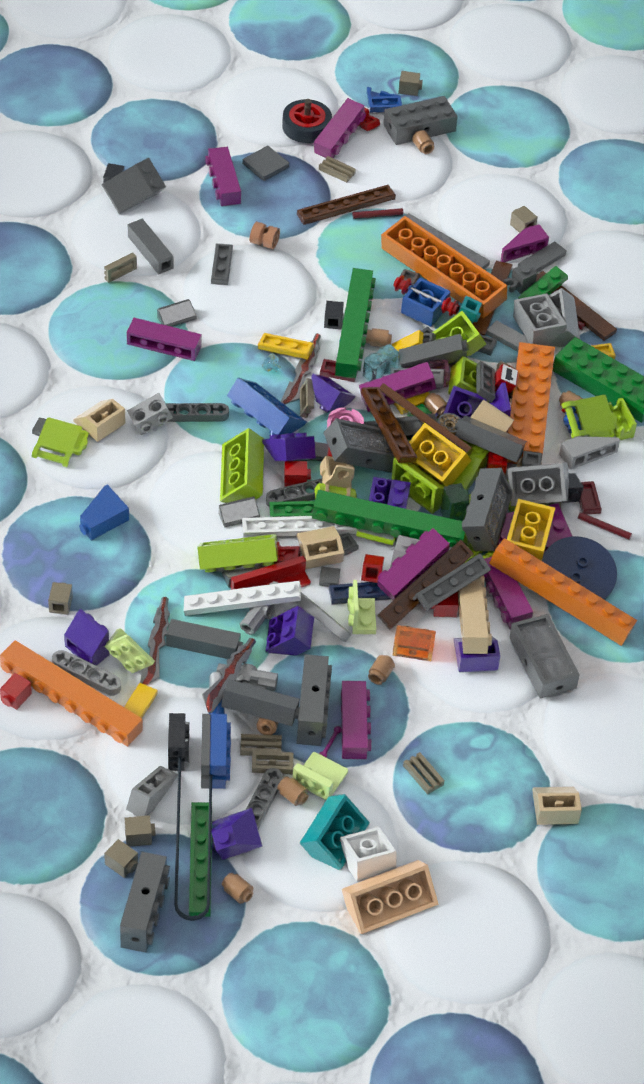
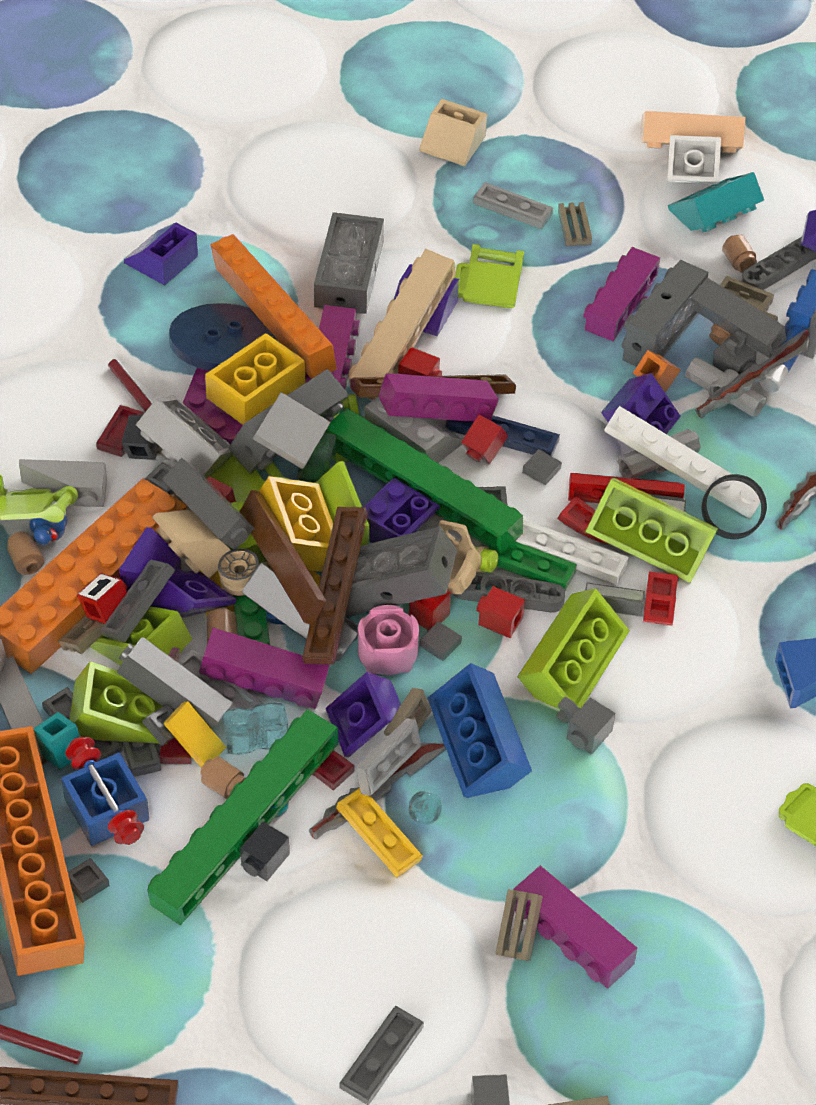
camera: 150 degrees left, 0 degrees up
(102, 419) = (752, 817): tan slope -> none
(150, 414) = (671, 784): light grey brick -> none
(176, 313) = (522, 976): flat silver slope -> none
(190, 325) = (507, 920): none -> dark tan tile
(194, 416) = (596, 777): dark grey beam -> none
(195, 577) = (735, 477): none -> black tyre
(202, 639) = (758, 447): dark grey brick -> none
(211, 434) = (587, 724): none -> dark grey brick
(211, 523) = (660, 598): none -> red slope
(264, 235) = (272, 1062): nougat wheel -> none
(288, 447) = (491, 640): dark purple slope -> none
(294, 661) = (661, 368): none -> orange brick
(302, 368) = (388, 756): none -> light grey tile
(320, 775) = (708, 250): yellowish green bracket -> none
(321, 547) = (537, 488): tan slope -> none
(324, 618) = (592, 412): light grey beam -> none
(362, 612) = (534, 399): yellowish green bracket -> none
(381, 669) = (553, 331): medium nougat brick -> none
(414, 643) = (492, 343): clear orange brick -> none
(449, 696) = (487, 281): none -> lime piece
(452, 582) = (409, 355): dark grey panel -> none
(474, 481) = (291, 430): none -> light grey tile
(476, 770) = (513, 205): none -> light grey tile

